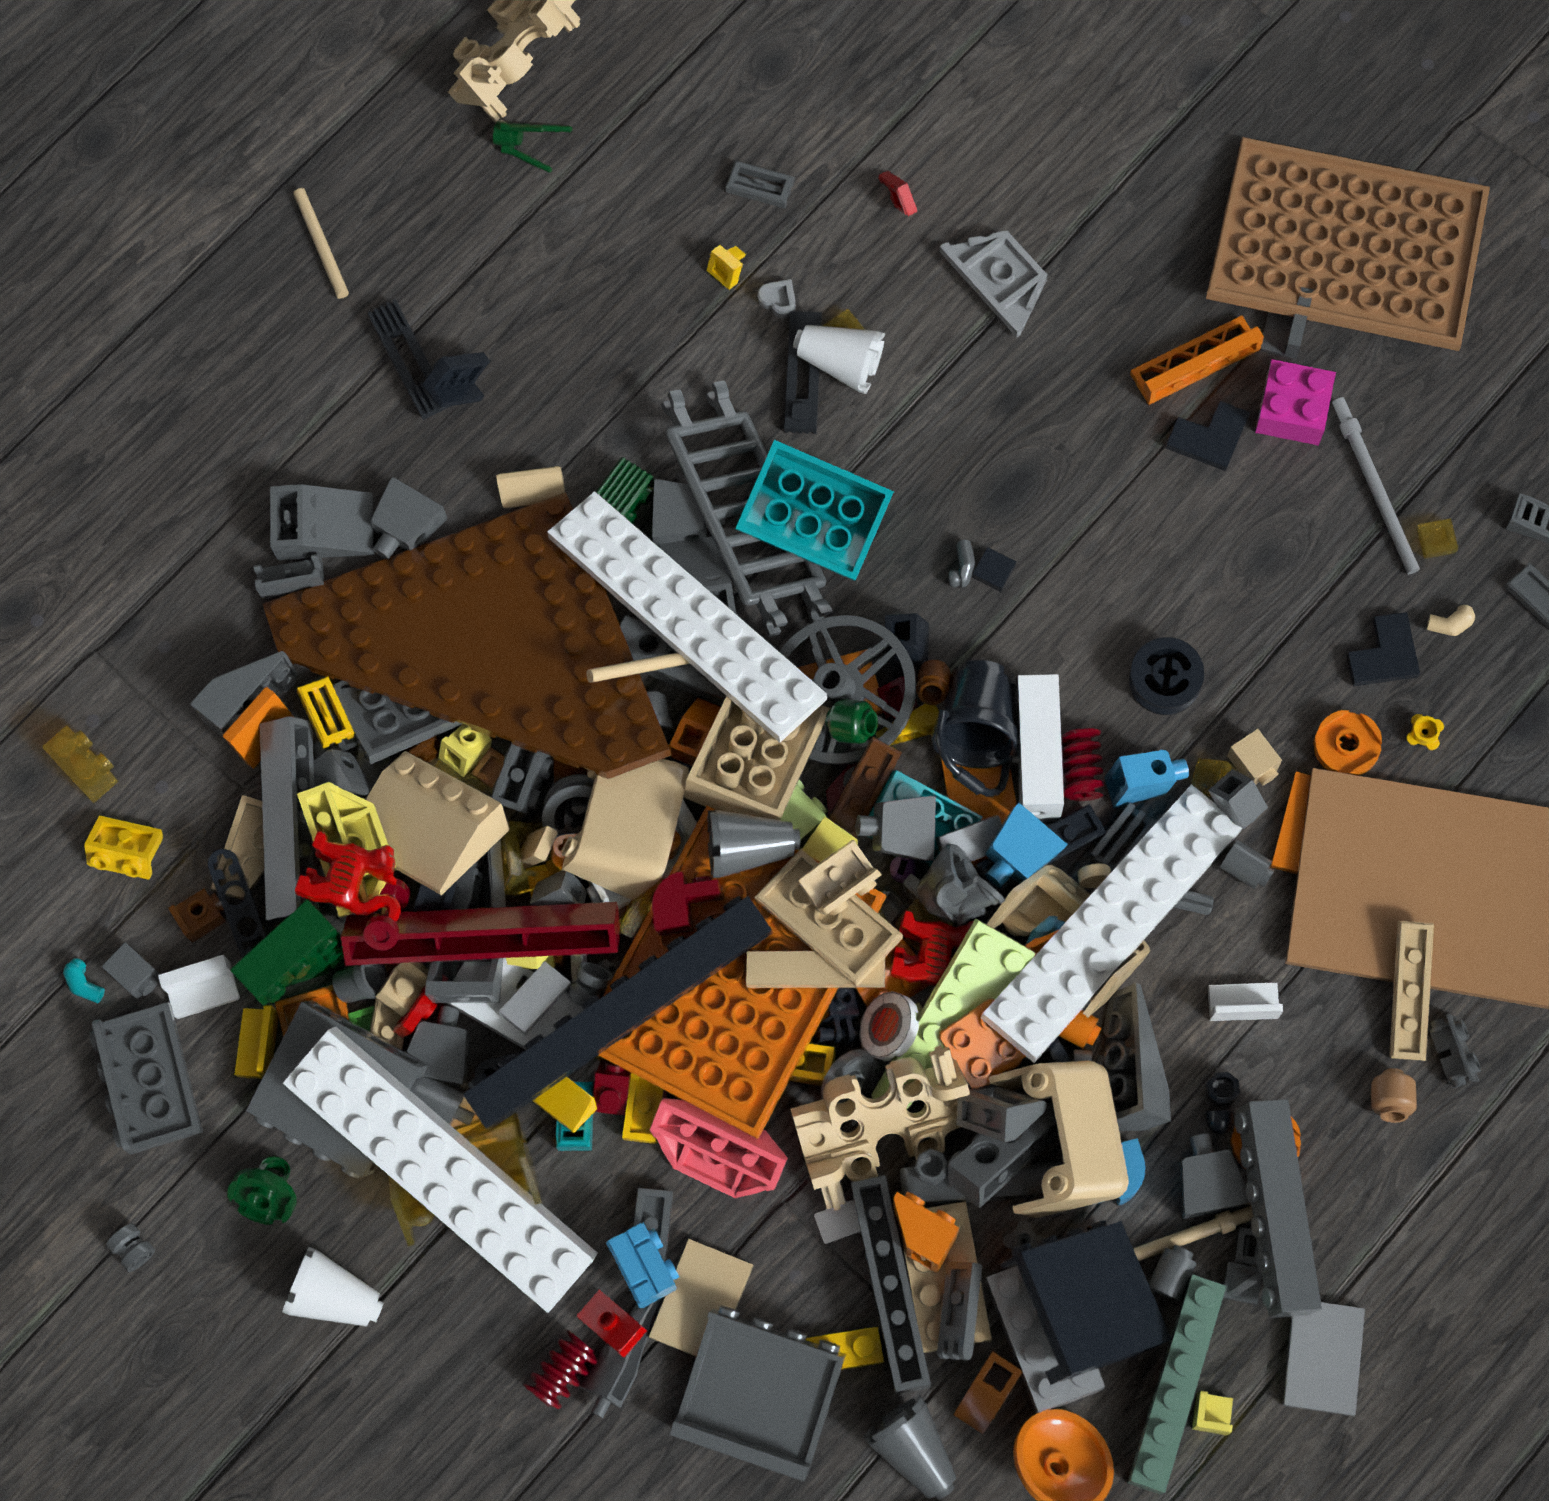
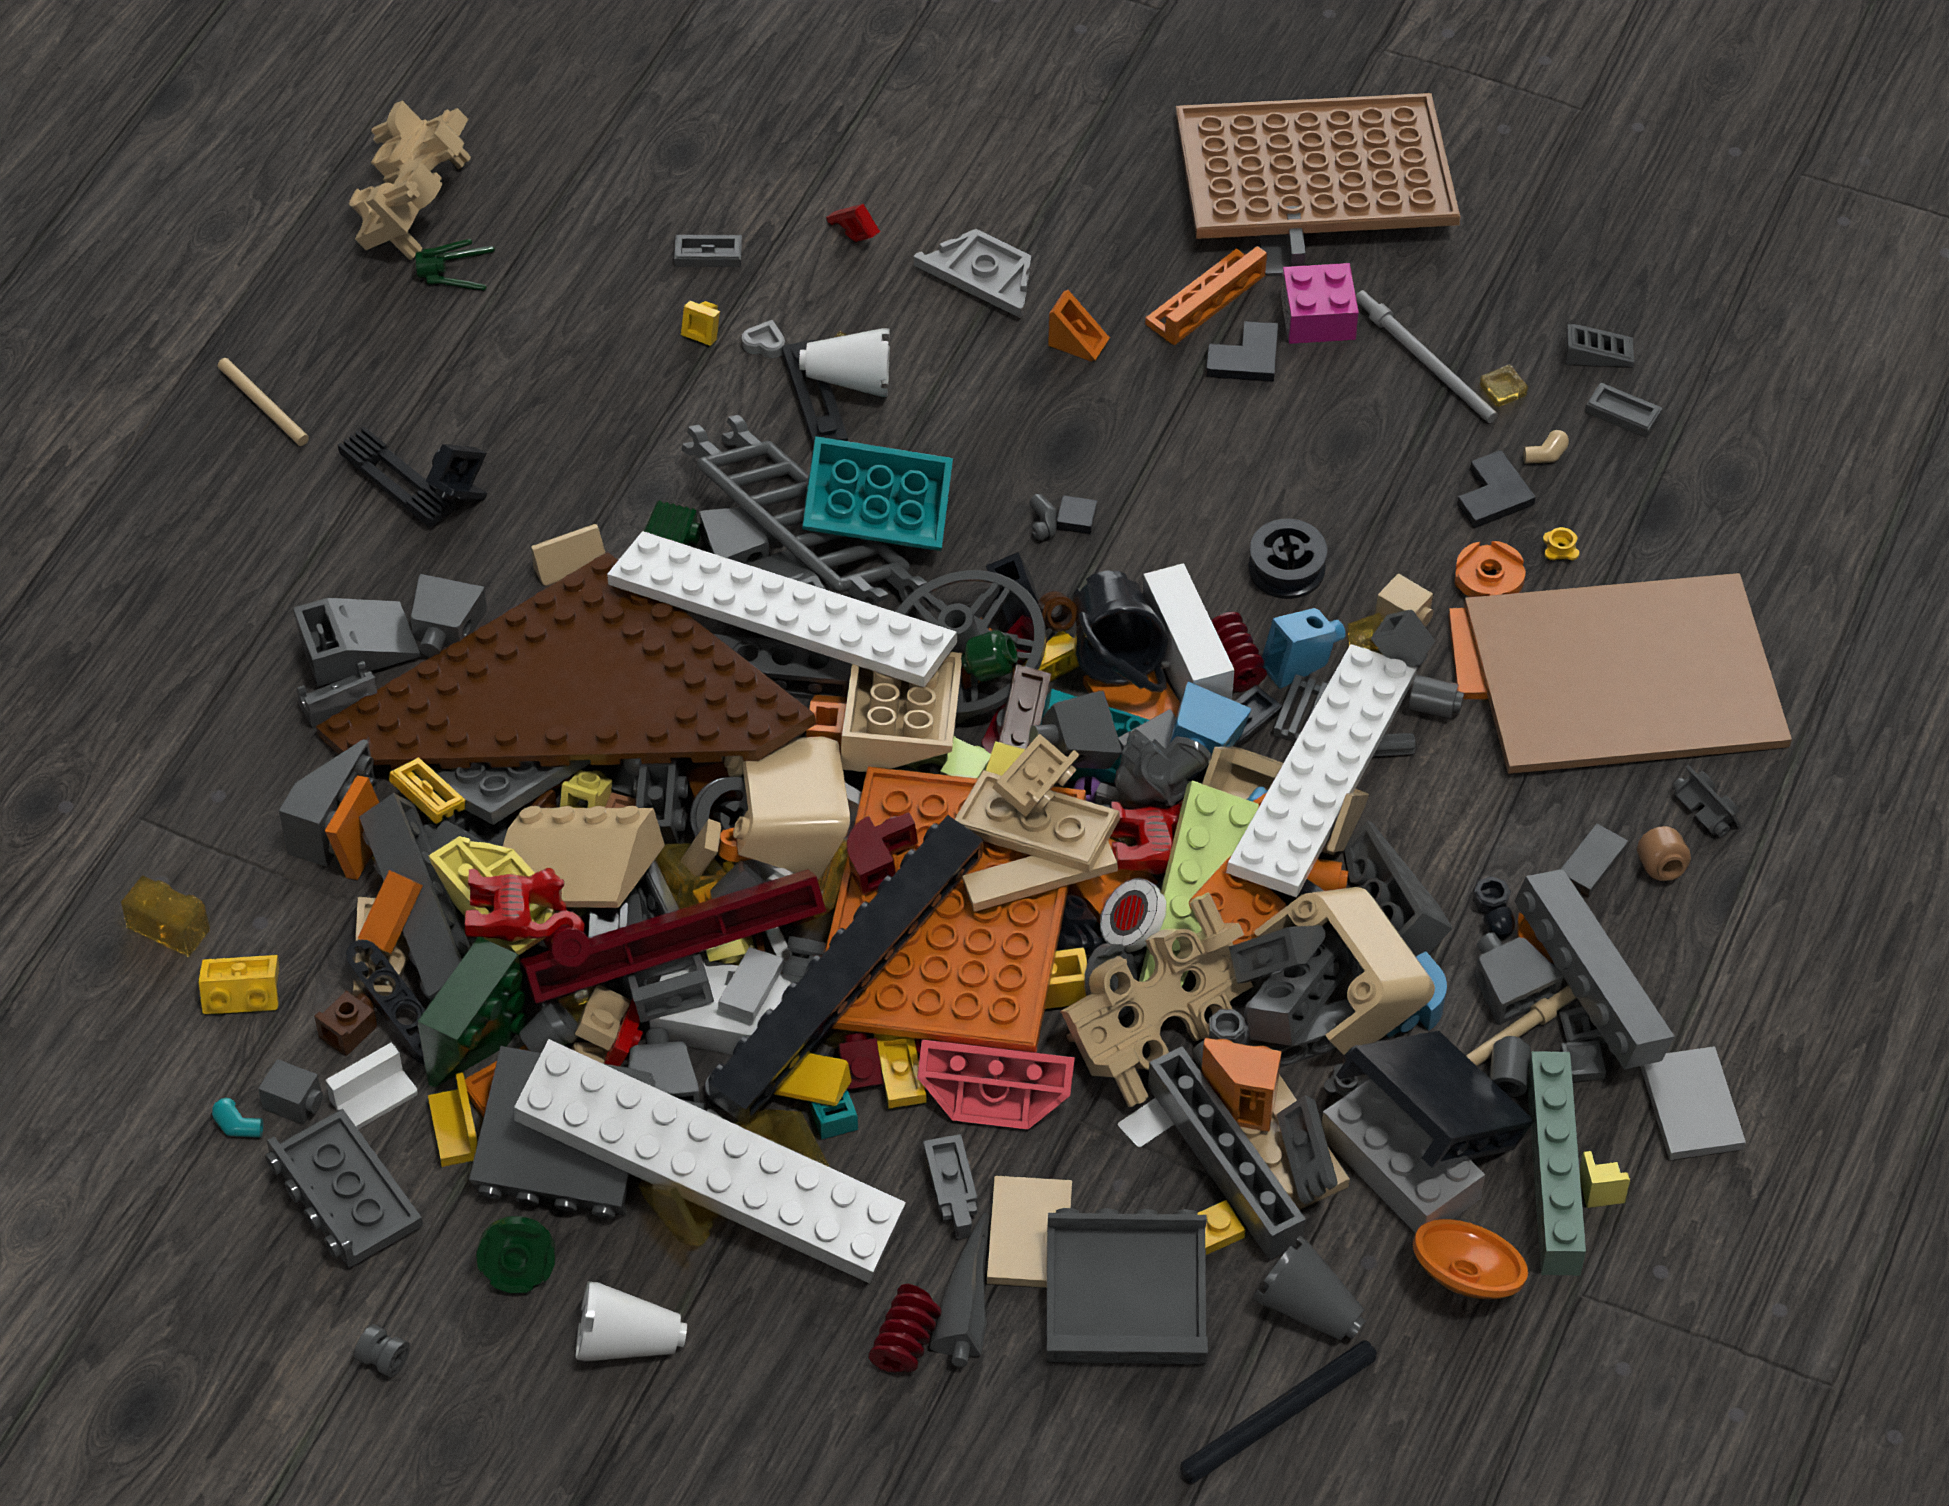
camera: 25 degrees left, 20 degrees down
(257, 828) = (390, 911): none -> orange tile
(611, 1323) = (944, 1270): red plate -> none
(635, 667) = (752, 656): tan bar -> none
(642, 1264) = (958, 1199): dark azure brick -> none
(747, 841) = (924, 773): dark grey cone -> none
(987, 1393) = (1366, 1221): reddish brown slope -> none
(1060, 369) = (1075, 329): none -> orange slope
(1093, 875) = (1282, 743): tan tile -> none
(1244, 1001) = (1482, 817): white panel -> none
(1328, 1077) = (1594, 858): none -> dark grey tile
(1411, 990) = (1642, 759): tan tile -> none

